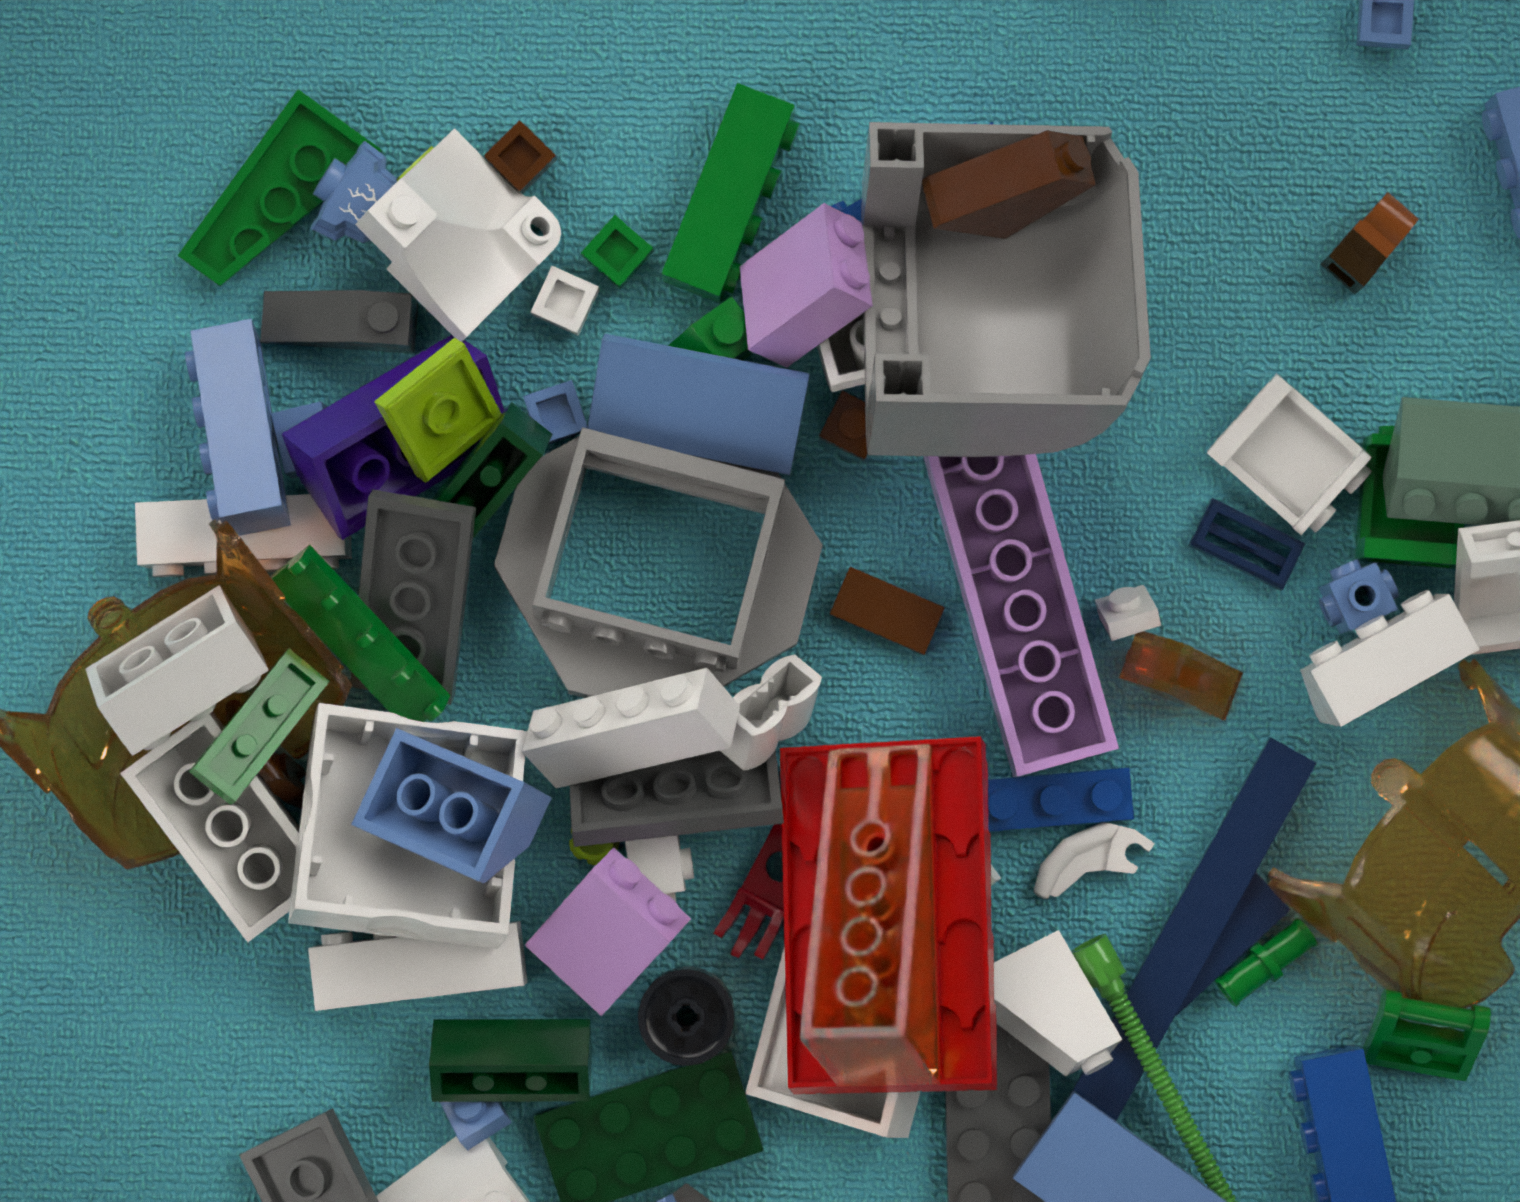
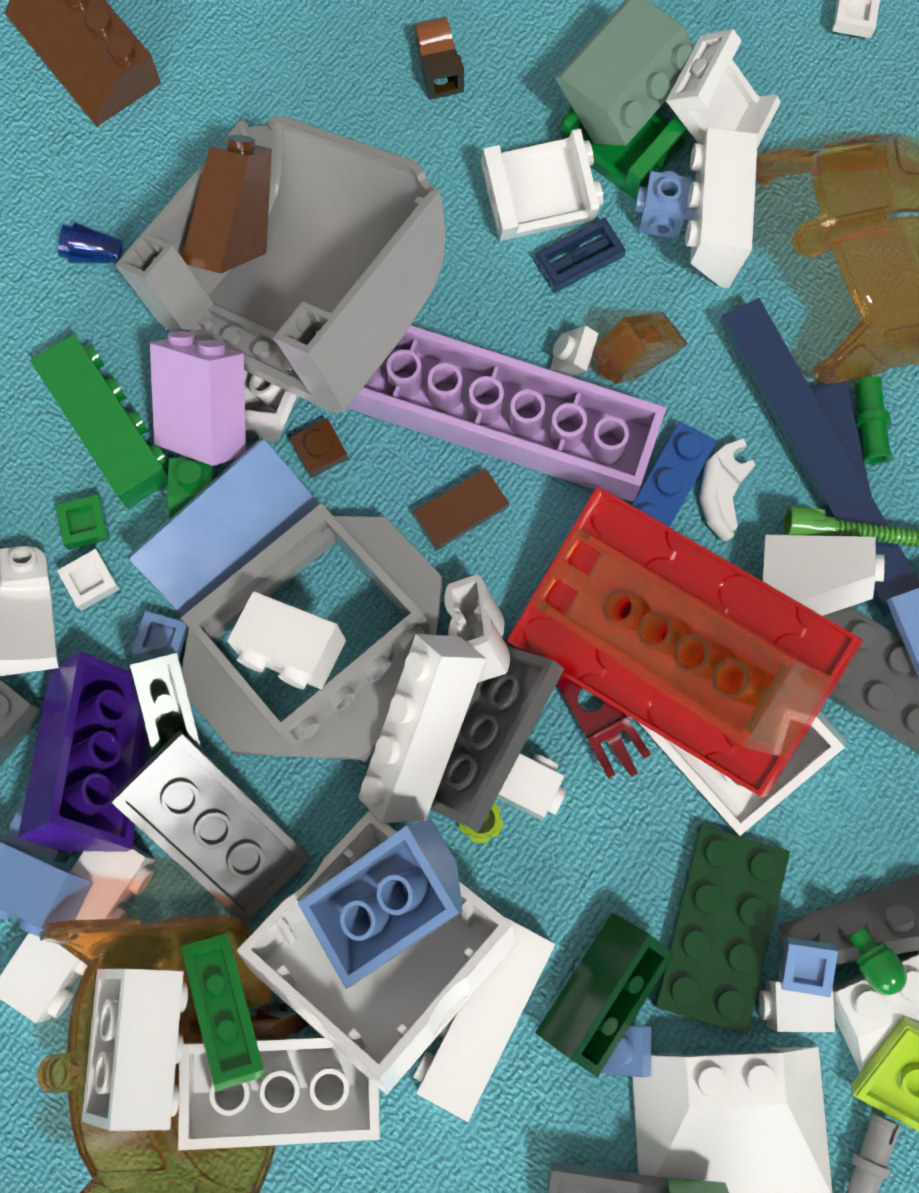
camera: 60 degrees left, 10 degrees down
(359, 638) = (211, 888): green hinge -> none
(439, 409) = (90, 710): lime tile -> none
(607, 931) = (557, 851): lavender brick -> none
(621, 551) = (286, 641): none -> white brick
(667, 1034) = (679, 838): black wheel -> none
(903, 39) = (88, 246): none -> clear blue cone

